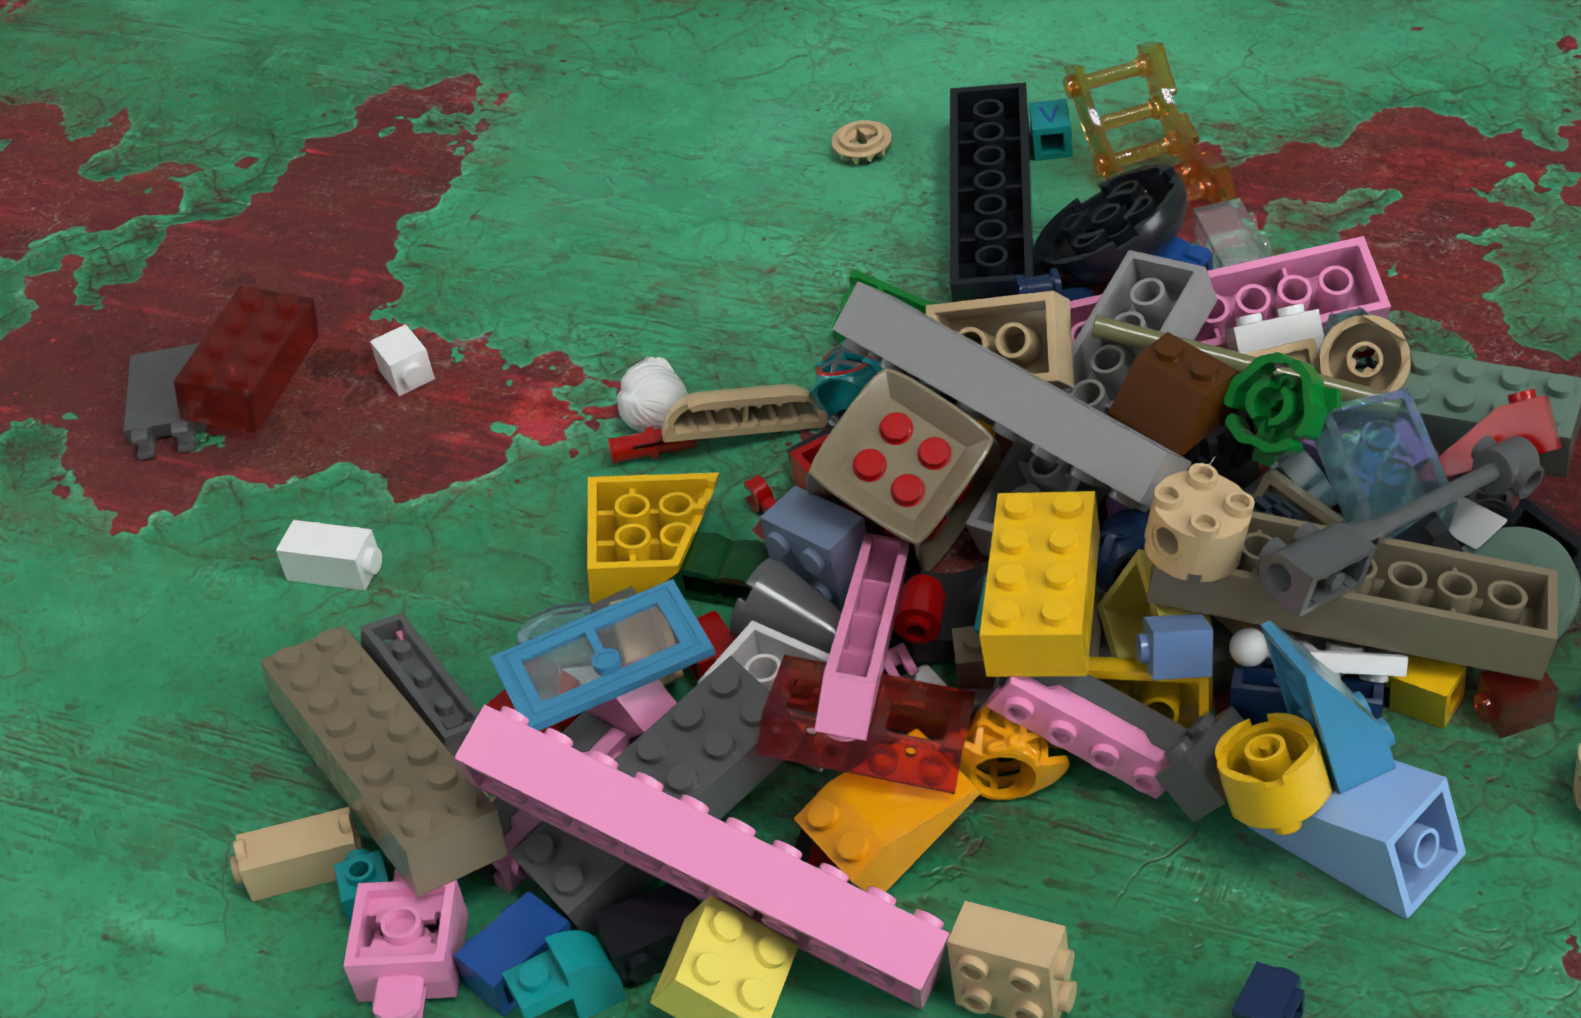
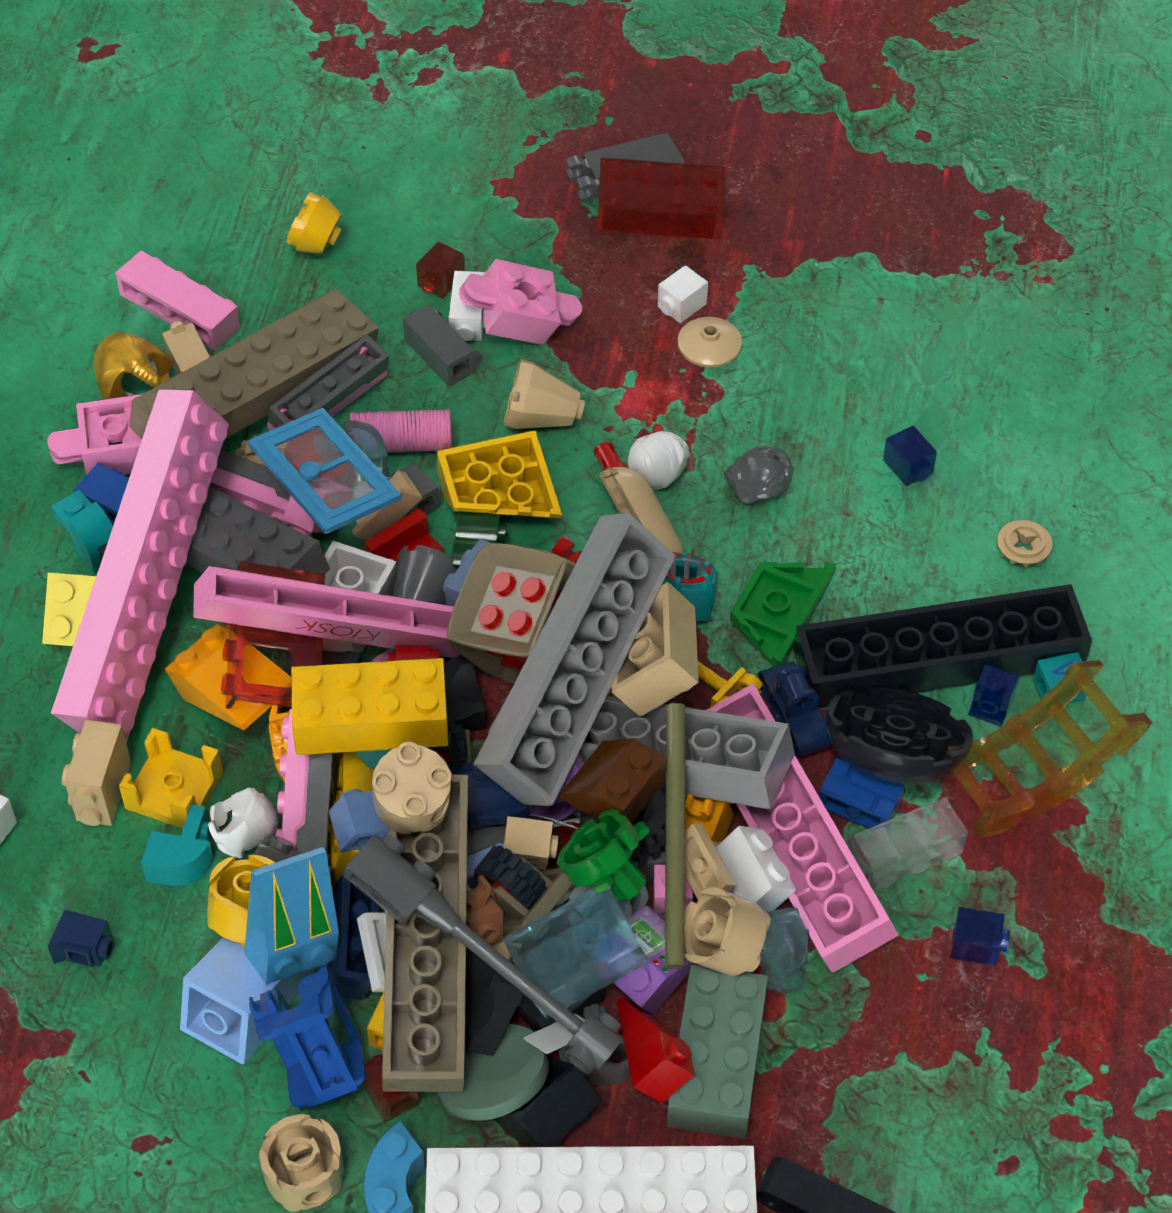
camera: 70 degrees right, 10 degrees up
(116, 694) = (315, 225): none -> yellow cone
(163, 869) = (177, 298): none -> bright pink brick
(254, 578) = (437, 269): none -> clear red brick
(274, 919) = (128, 354): none -> pearl gold piece
(361, 488) = (519, 301): none -> bright pink brick
(382, 587) = (440, 345): none -> dark grey brick
(476, 355) = (709, 342): none -> tan dish
(511, 613) = (432, 434): none -> bright pink piece
(515, 495) = (541, 399): none -> tan cone
(702, 319) = (760, 474): none -> dark grey hair
(720, 203) = (909, 456): none -> clear blue brick
(1032, 887) = (171, 781): none -> yellow panel
(1059, 174) = (993, 695): none -> clear blue brick
(1113, 814) = (251, 822): none -> white hair
(1145, 891) = (176, 858): none -> teal brick
(1358, 214) = (979, 936): none -> clear blue brick
(1498, 712) = (313, 1058): none -> blue animal

